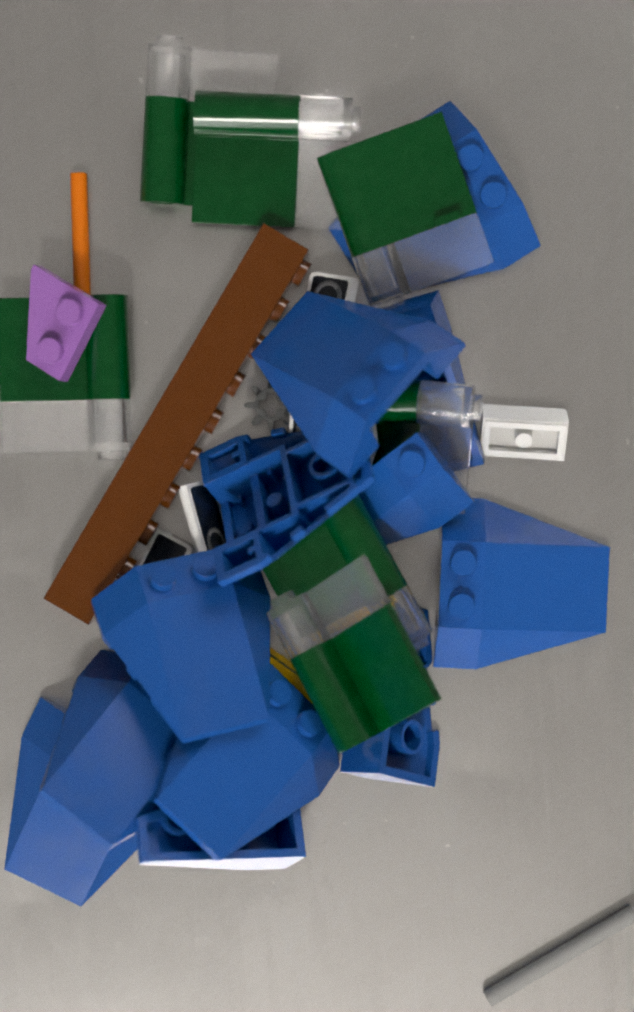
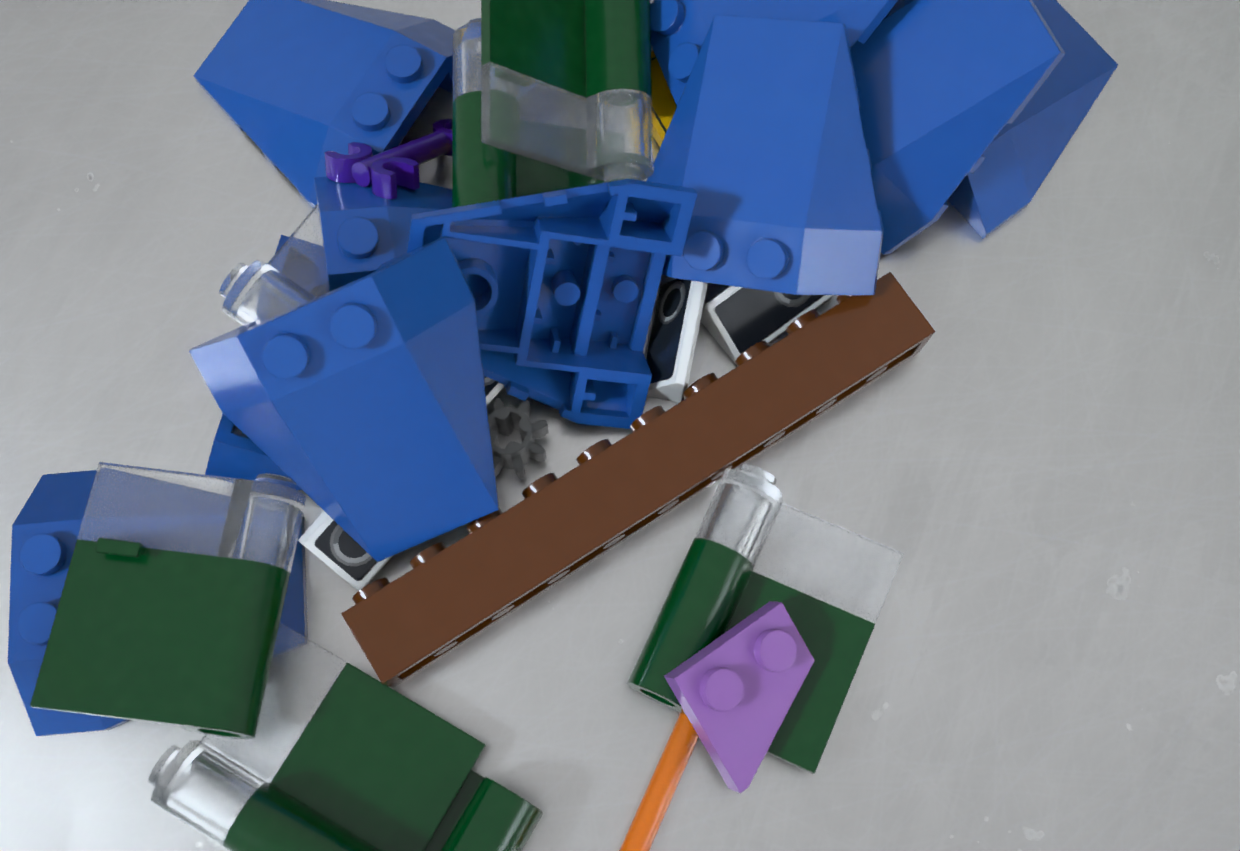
camera: 160 degrees left, 15 degrees down
(430, 529) = (391, 167): none -> dark purple bar
(524, 432) = (199, 248): white slope -> none

